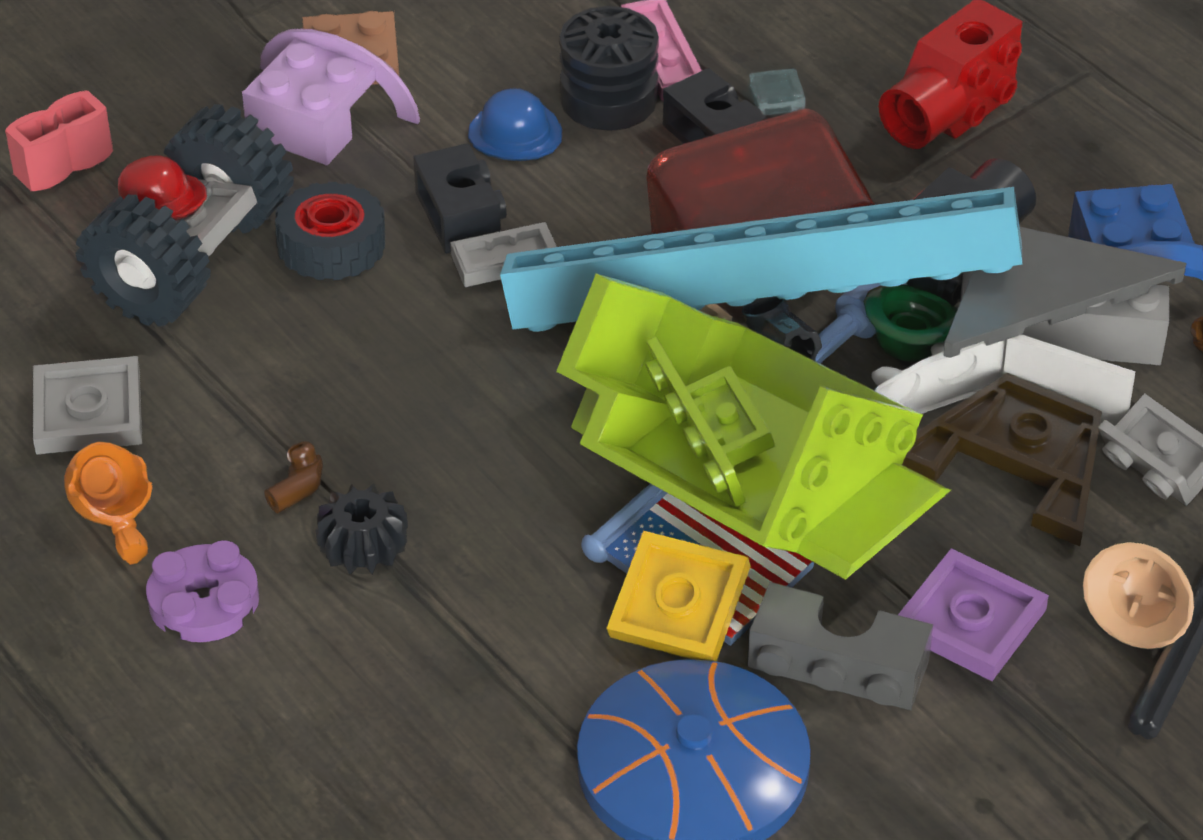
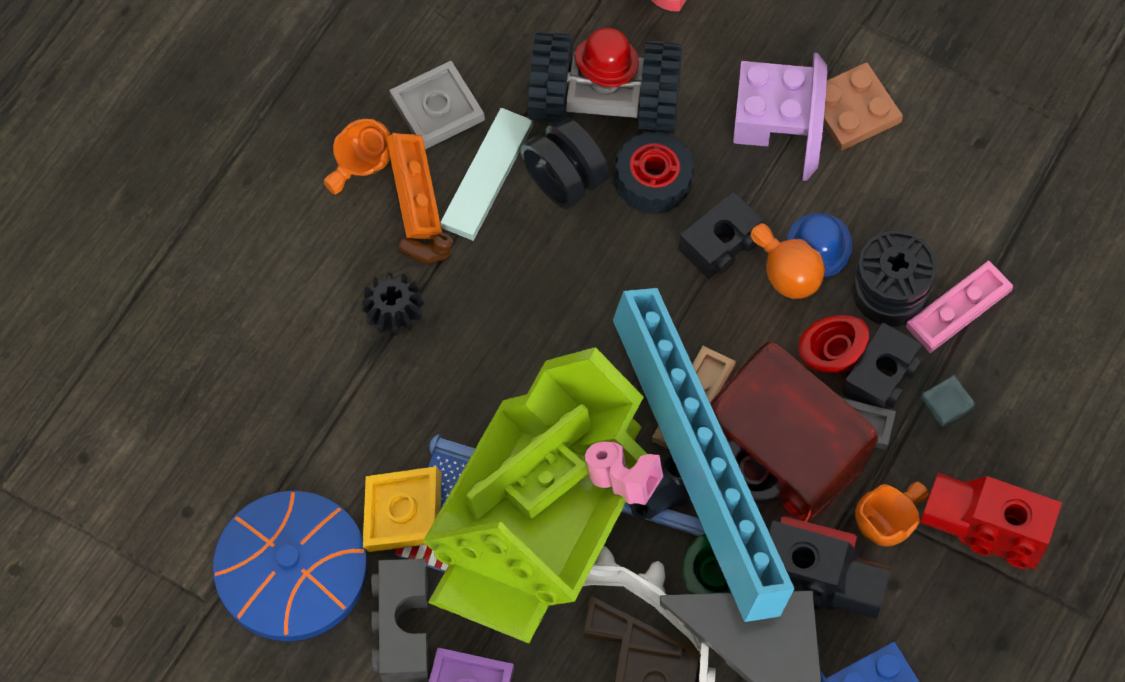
camera: 70 degrees right, 20 degrees up
(201, 451) = (414, 186): none -> orange tile
(202, 566) = (312, 256): medium lavender plate -> none
(223, 390) = (486, 174): none -> light aqua tile
(274, 286) = (565, 162): none -> black wheel
(483, 256) = (682, 287): light grey plate -> none
(539, 145) = (791, 265): none -> orange hair
(661, 125) = (834, 343): none -> red hat
(749, 337) = (608, 469): none -> bright pink leg
(904, 166) = (889, 515): none -> orange hair

